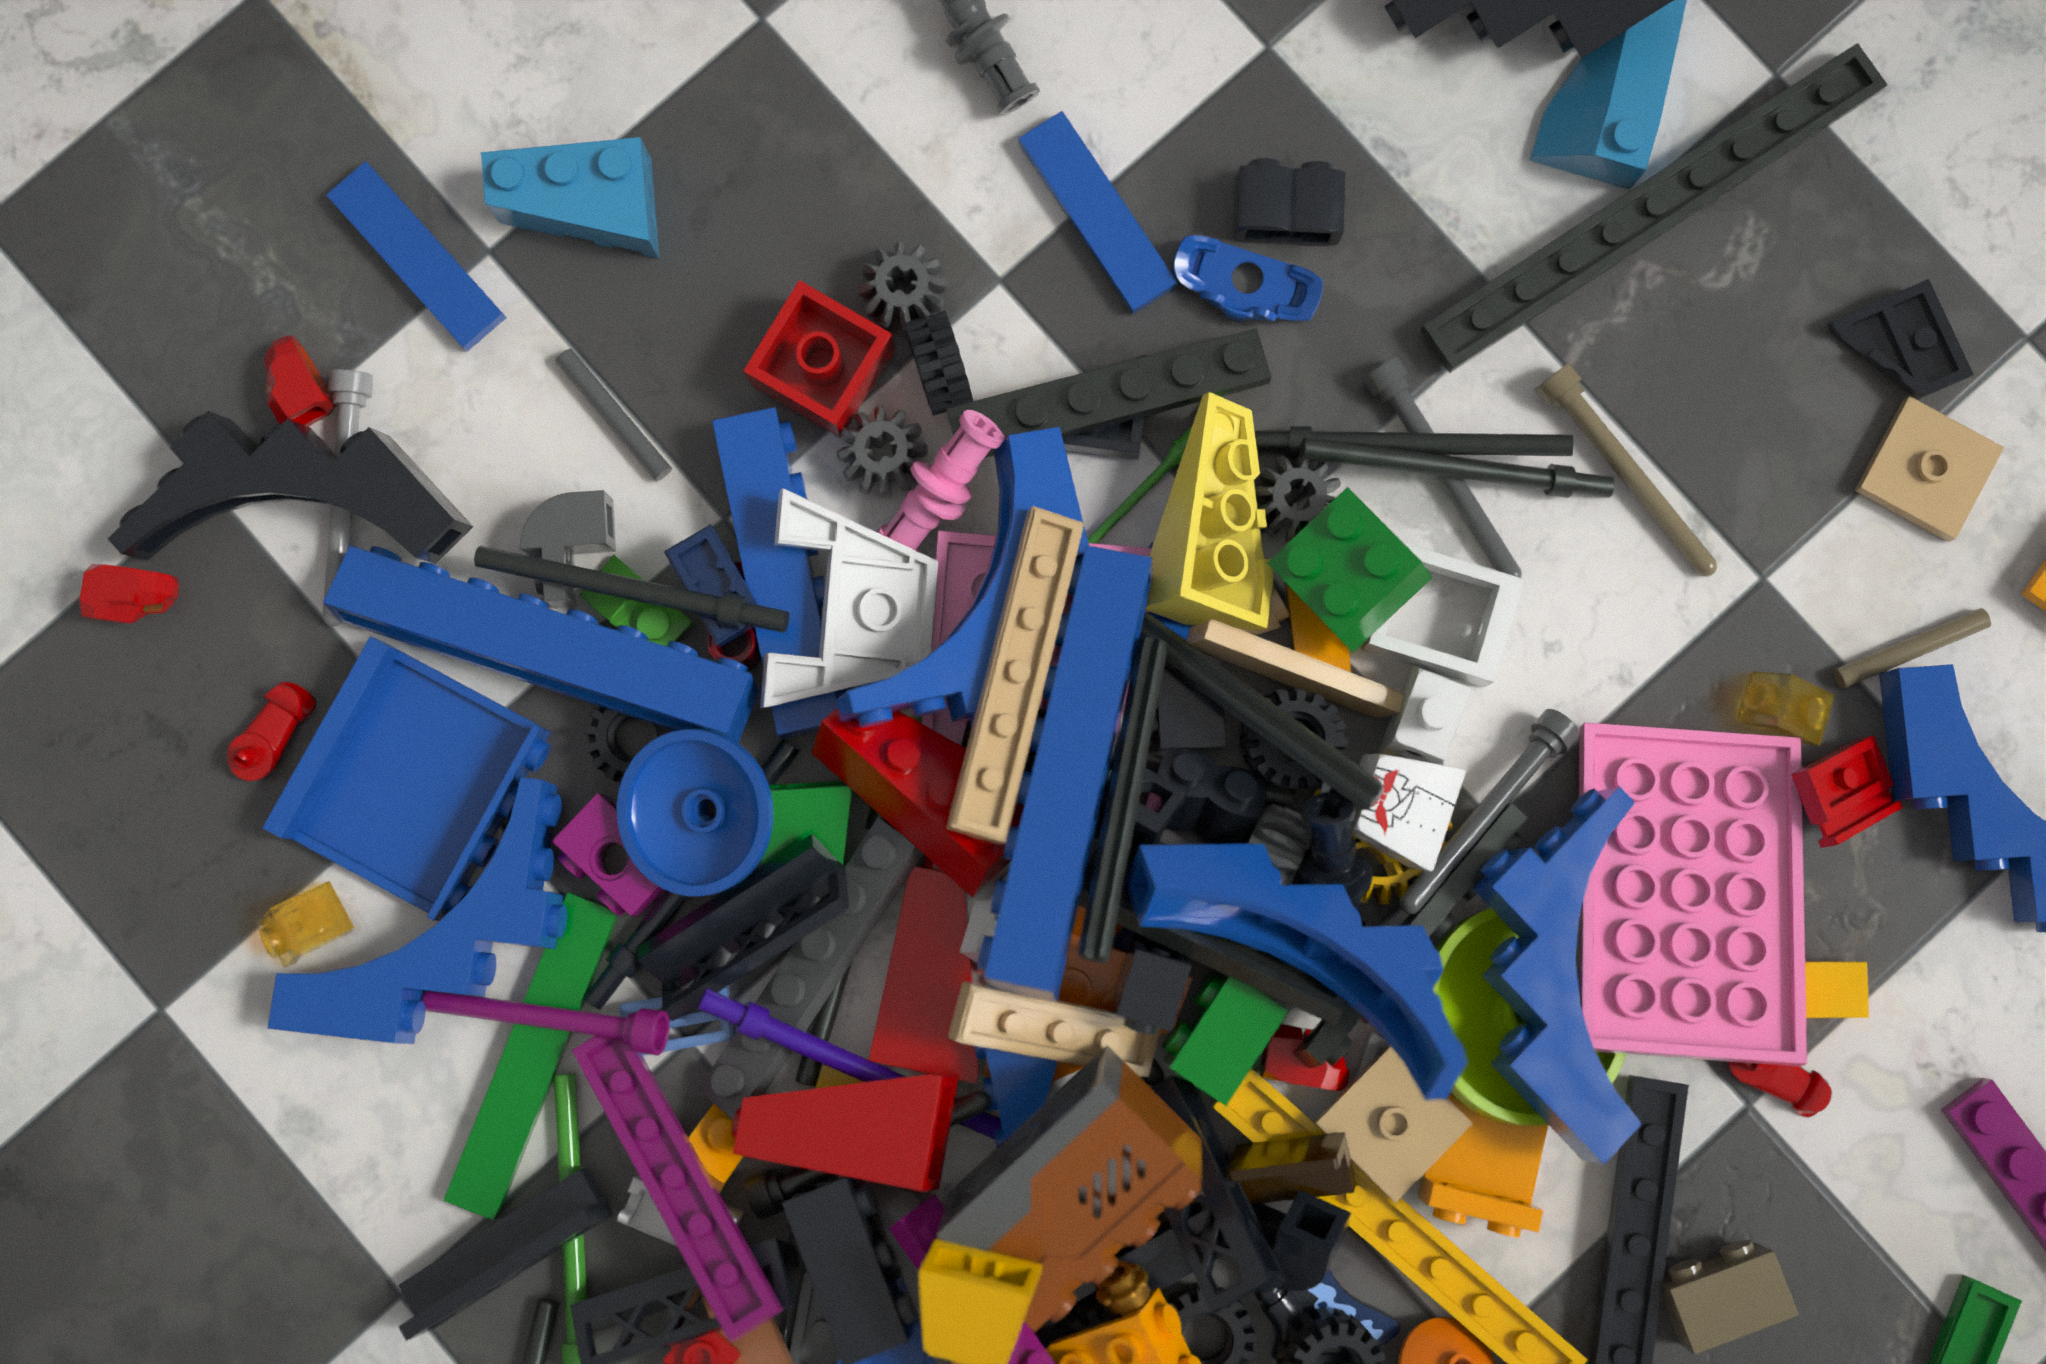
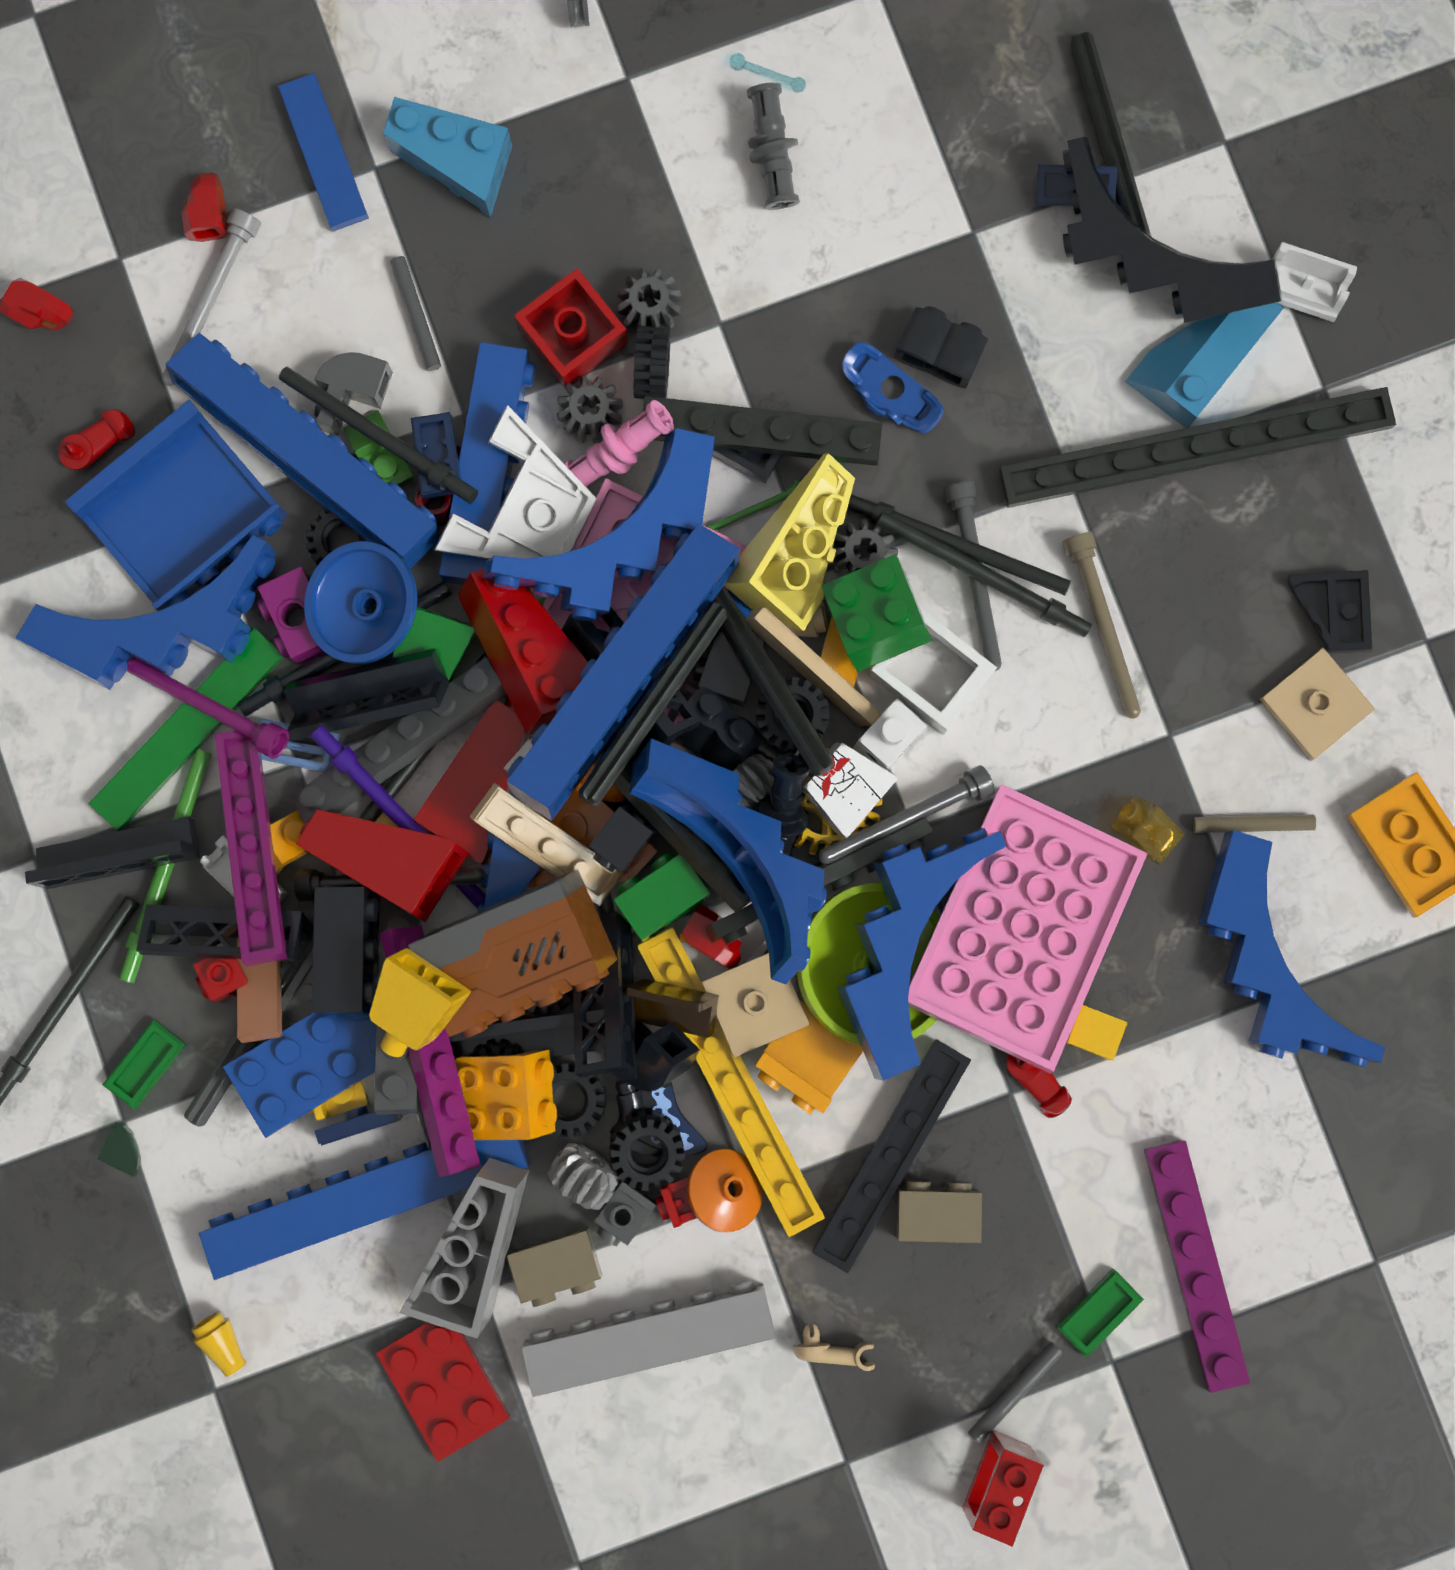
camera: 20 degrees right, 0 degrees up
(229, 472) = (181, 261): black arch -> none
(304, 924) = (67, 579): clear yellow bracket -> none
(1015, 676) = (613, 591): tan tile -> none
(1097, 212) = (806, 302): blue tile -> none
(1124, 1288) = (523, 1037): pearl gold plate -> none
(1846, 790) = (1163, 901): red plate -> none

